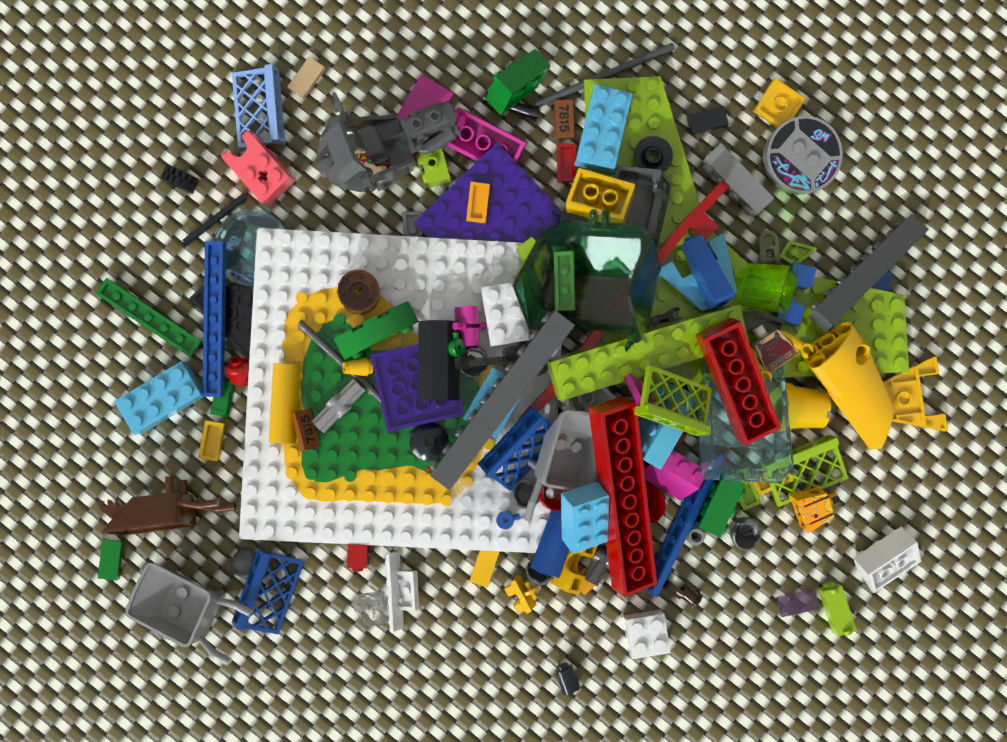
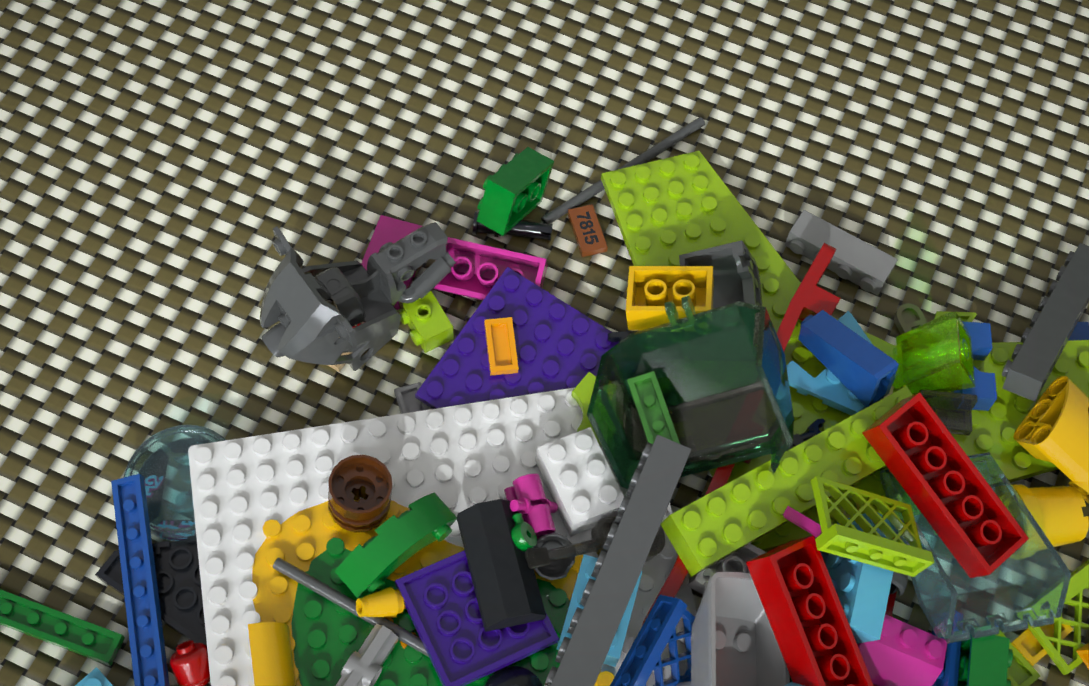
camera: 15 degrees left, 25 degrees down
(179, 178) = (59, 409): black tyre -> none
(214, 219) = (118, 459): black bar -> none
(258, 164) = (172, 368): coral brick -> none
(273, 102) = (183, 297): light blue fence -> none
(306, 78) = (222, 251): tan tile -> none
(565, 162) = (606, 281): red tile -> none
(603, 129) = (646, 217): medium azure brick -> none
(656, 146) = (720, 227): black dish -> none
(707, 120) = (775, 194): black tile -> none
(775, 349) = (983, 433): torso -> none
(778, 103) = (860, 157): yellow plate -> none
(802, 155) = (912, 207): brick -> none

